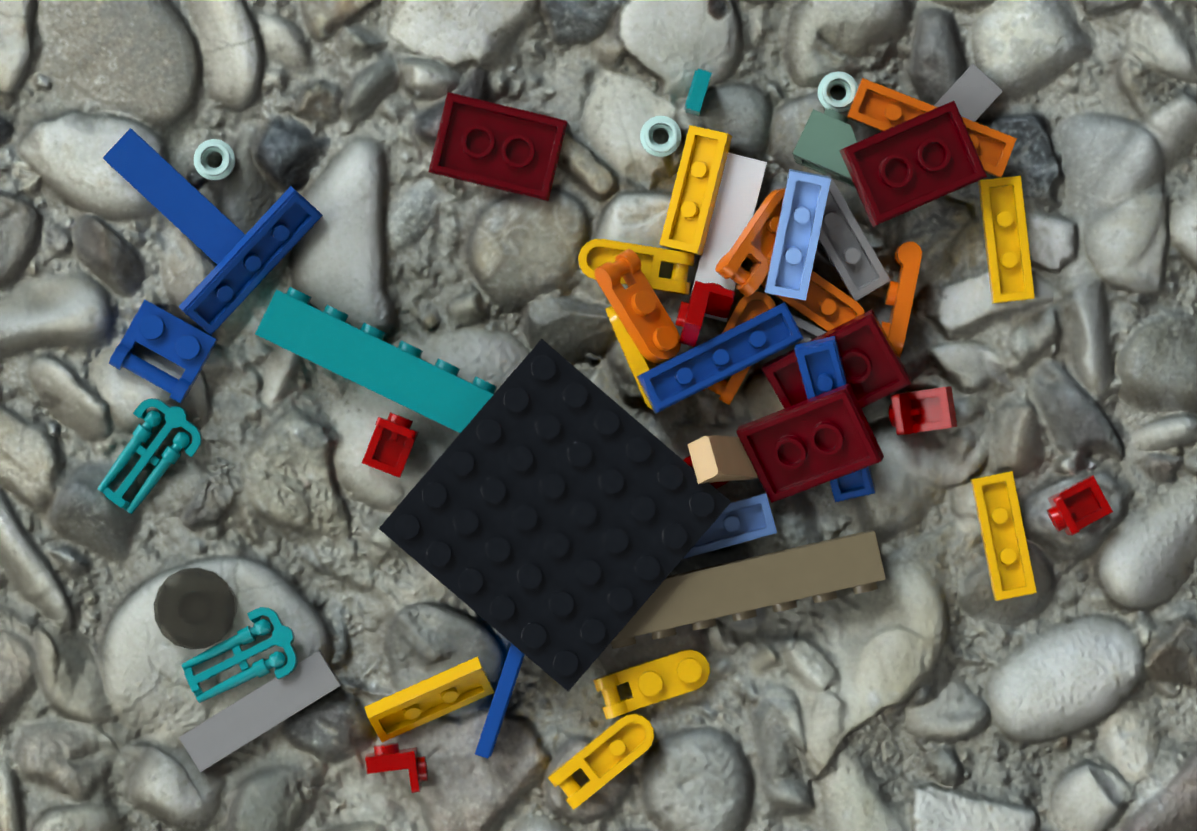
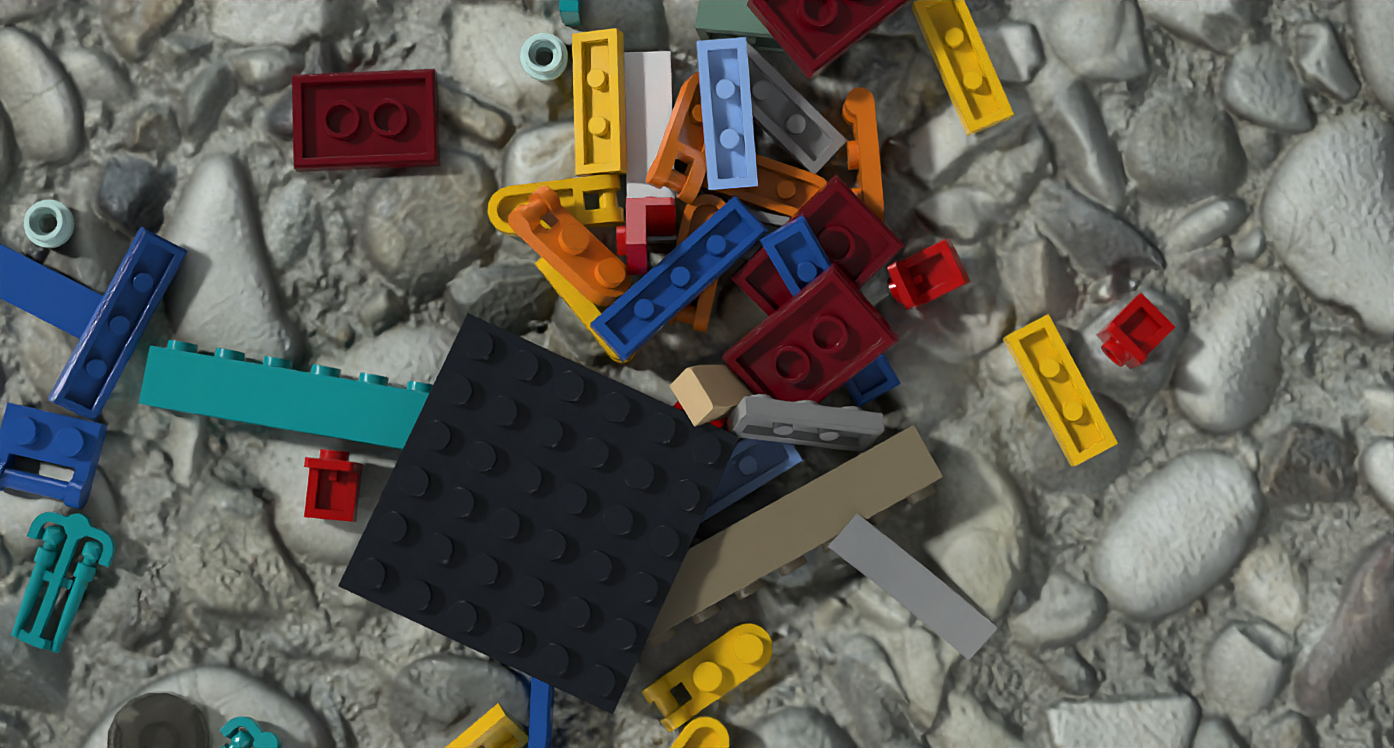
camera: 20 degrees left, 5 degrees down
(787, 504) = (805, 423): none -> light grey plate
(837, 659) = (913, 586): none -> light grey sticker

